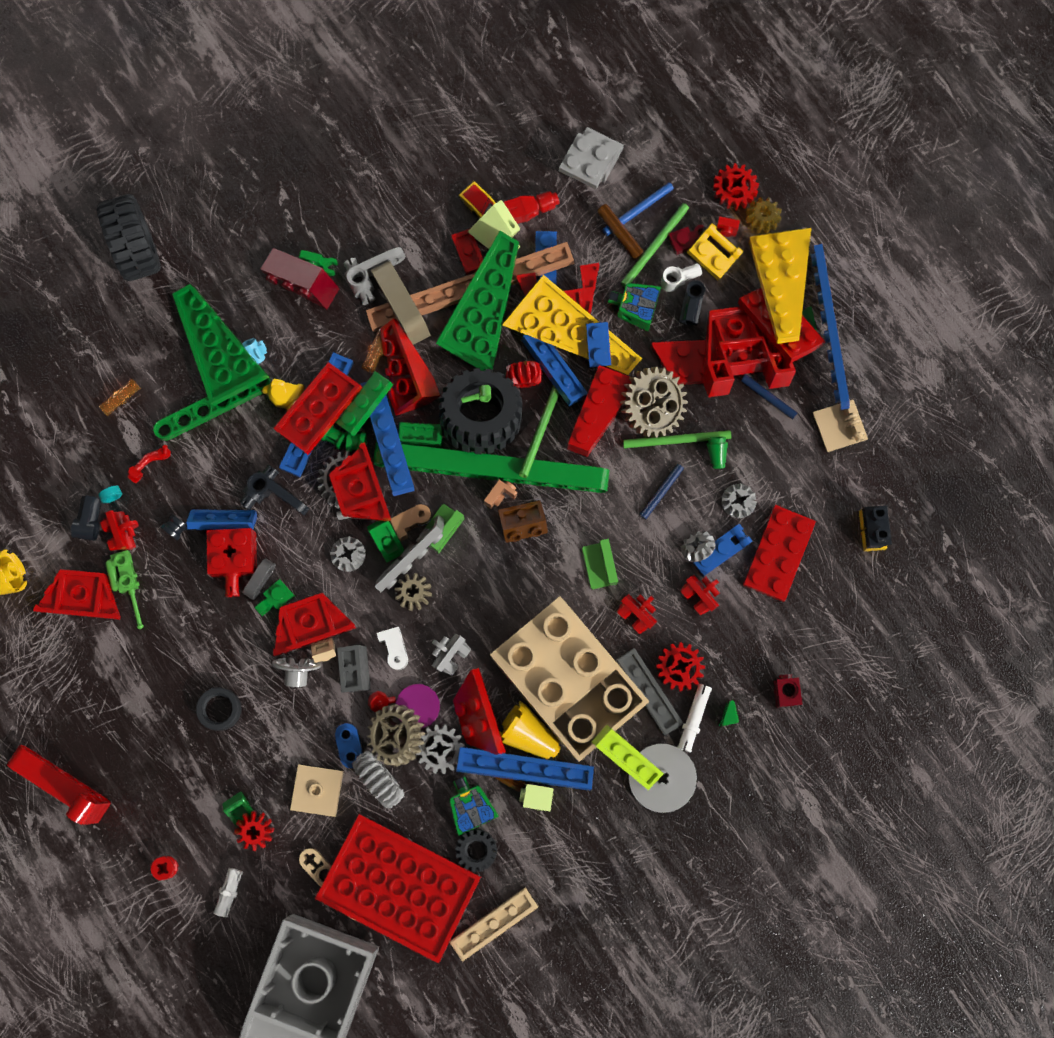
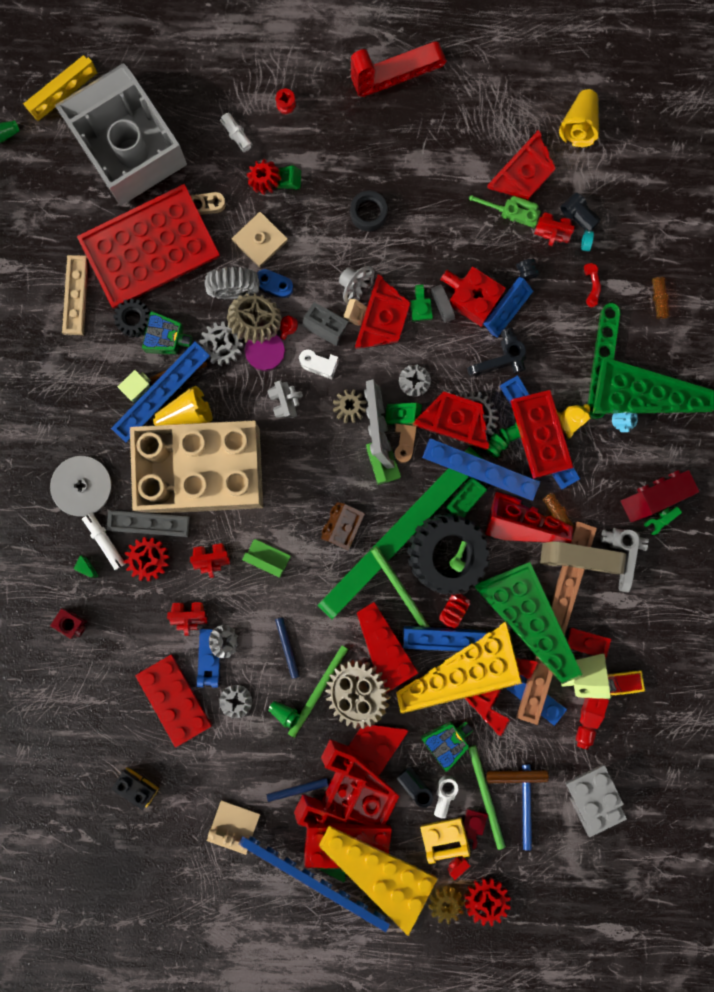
camera: 125 degrees right, 5 degrees up
(364, 403) = (519, 471): green plate -> none
(477, 715) = (222, 384): red wing -> none
(496, 495) = (375, 519): nougat bracket -> none
(598, 344) = (435, 685): blue plate -> none
(627, 757) = (108, 465): lime plate -> none

